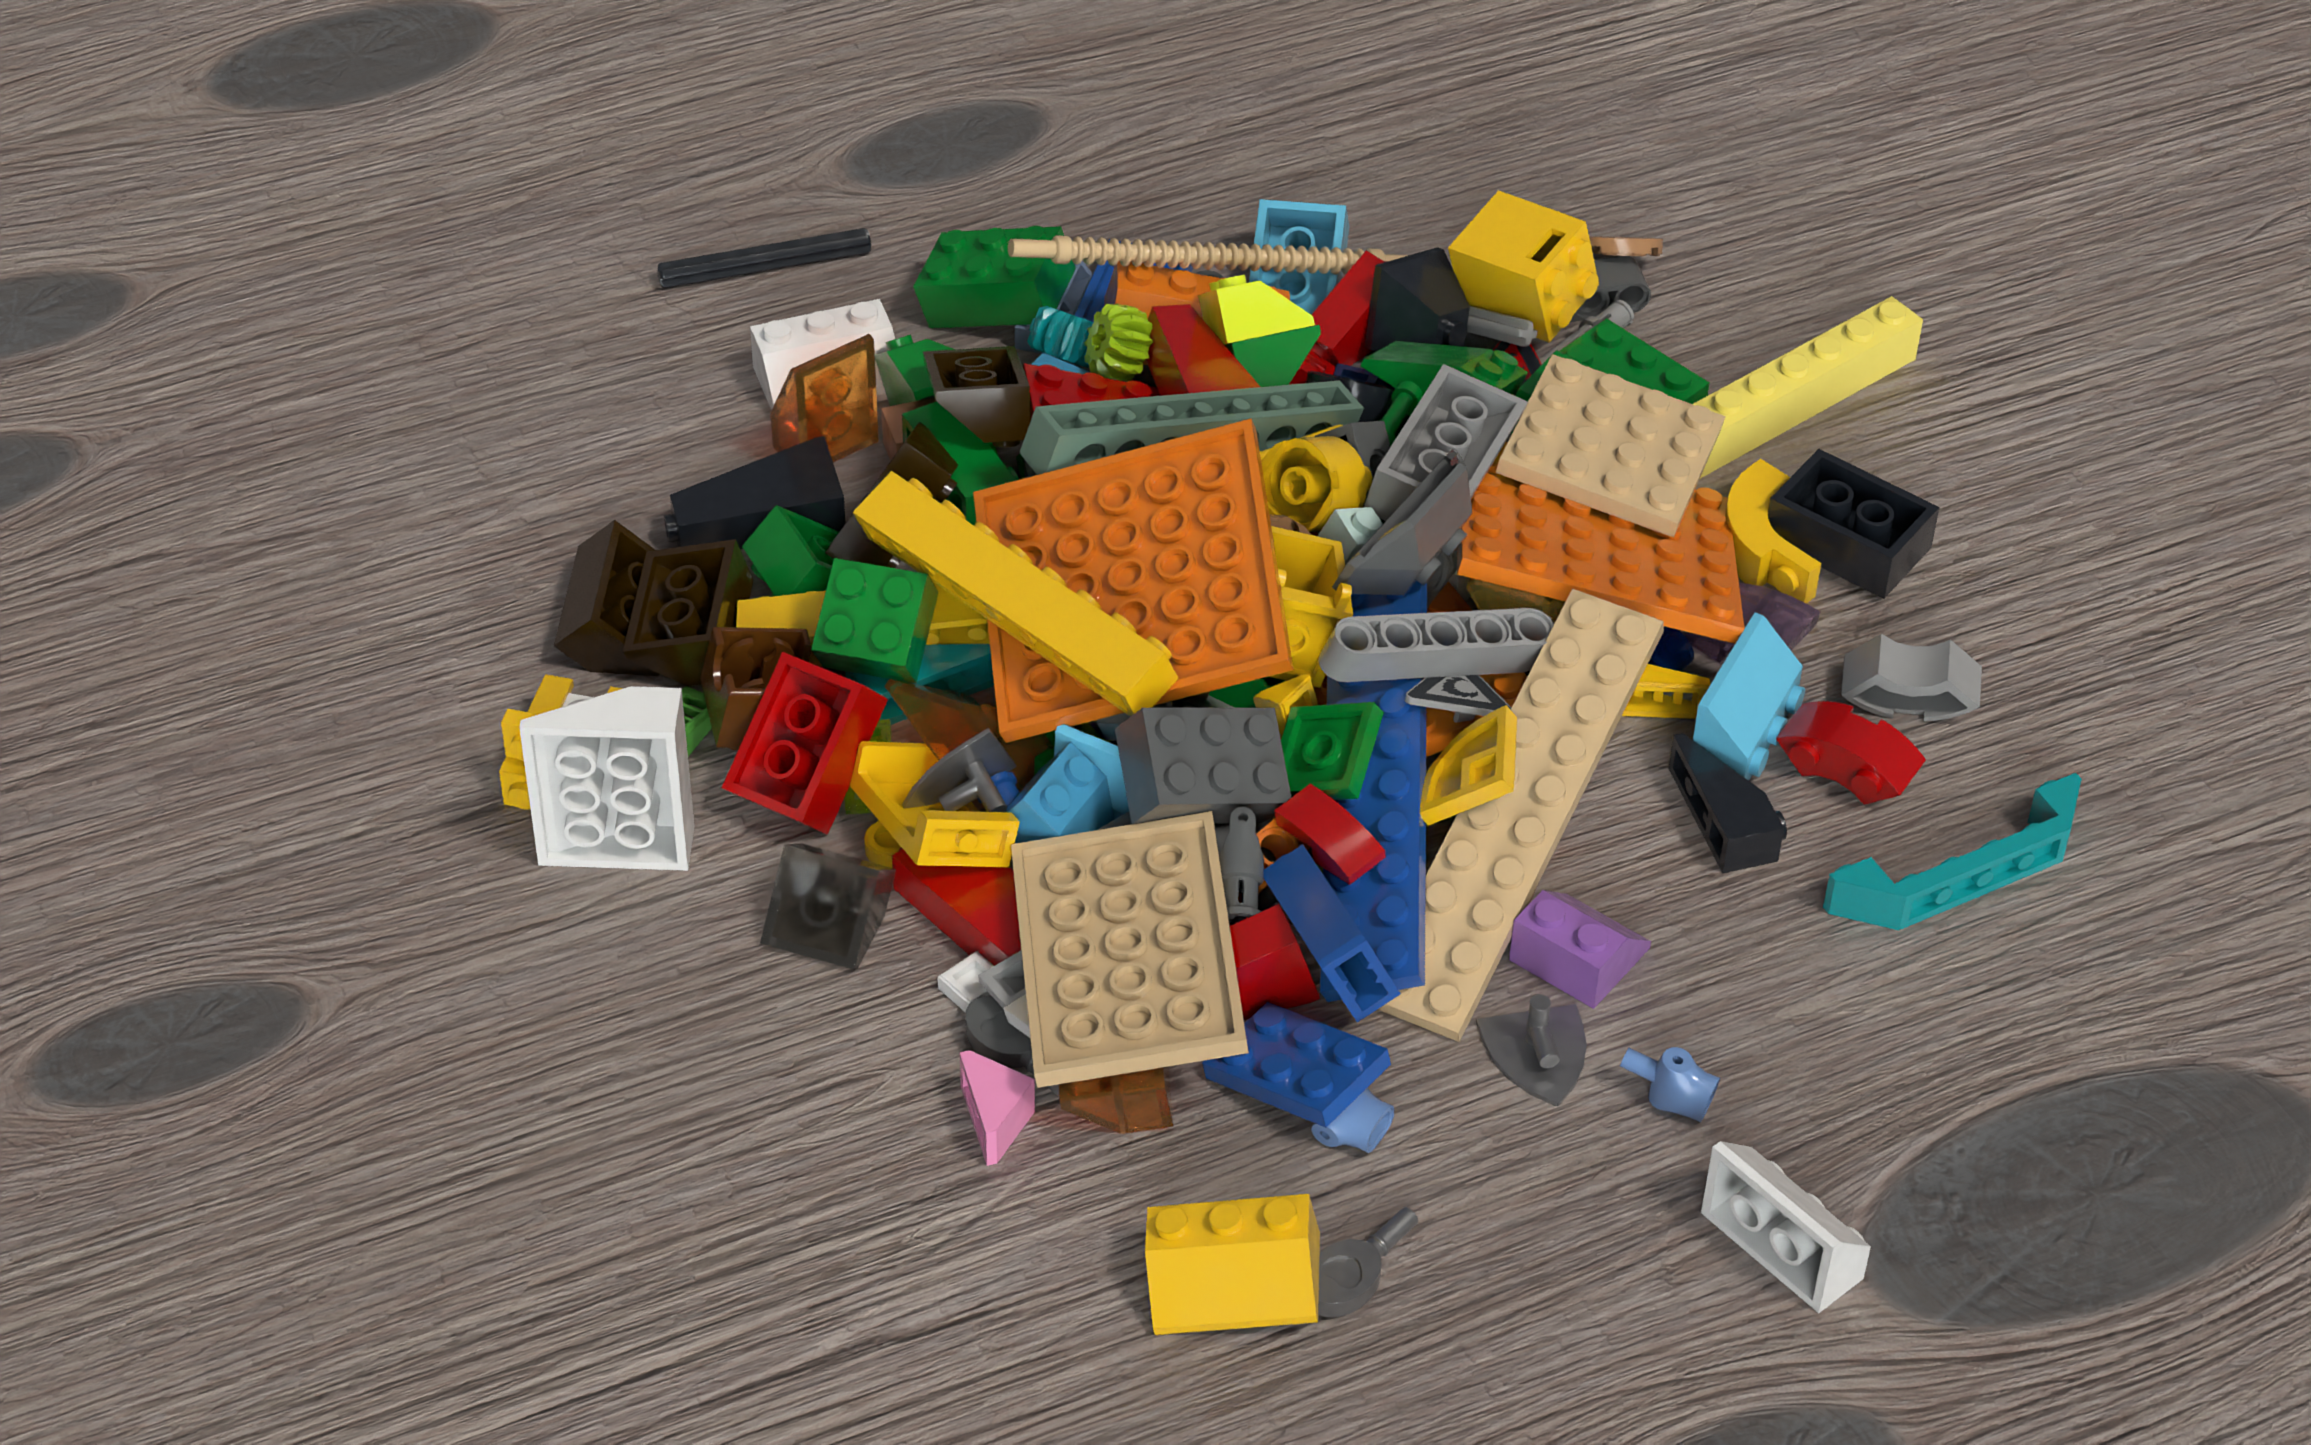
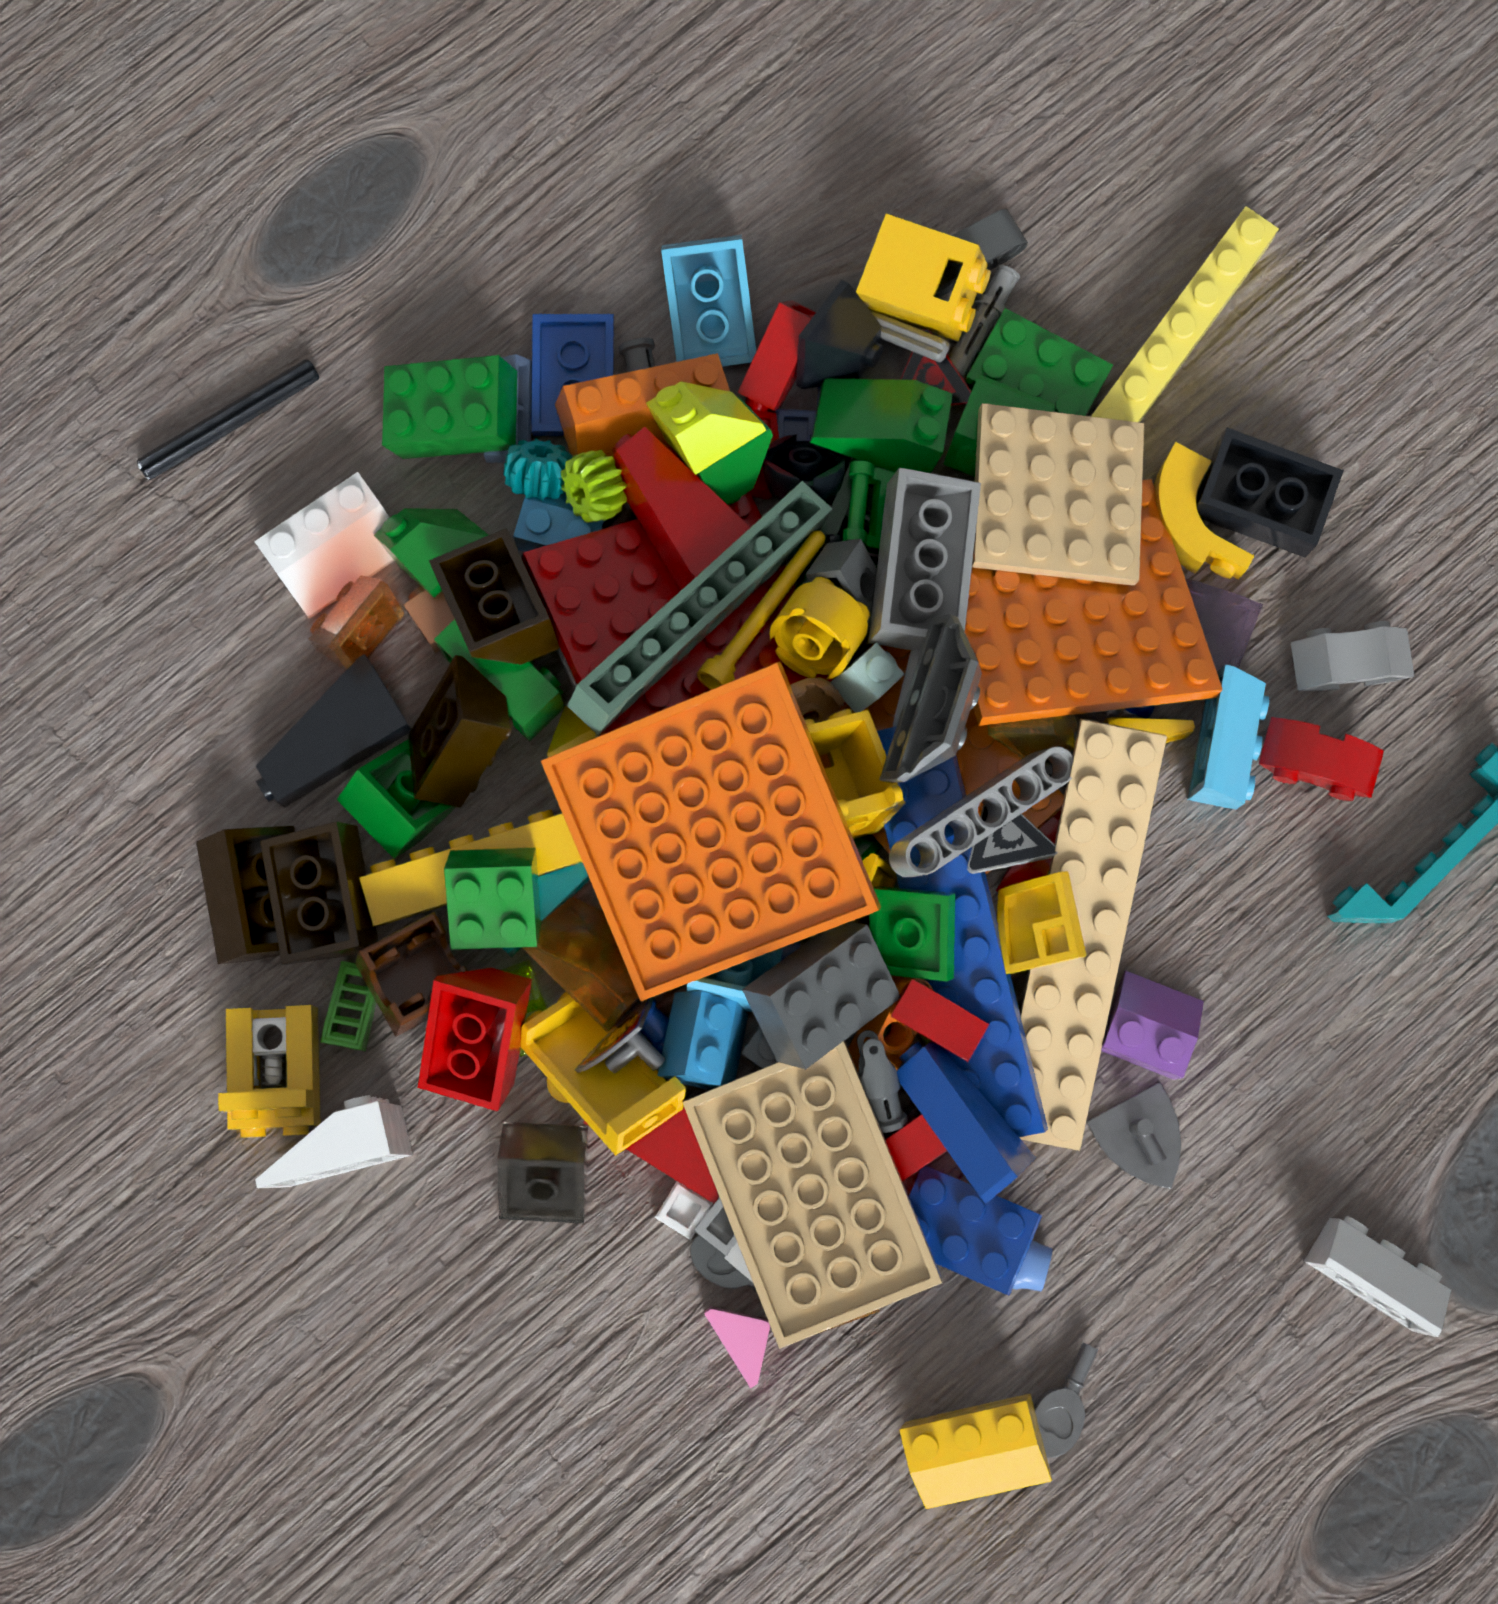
camera: 20 degrees left, 35 degrees up
(1017, 595) = (616, 879): yellow brick -> none
(1063, 249) = (521, 418): tan hose -> none
(1626, 246) = (988, 194): medium nougat tile -> none
(1675, 1081) = (1262, 1158): medium blue piece -> none
(1727, 808) = (1238, 852): black slope -> none

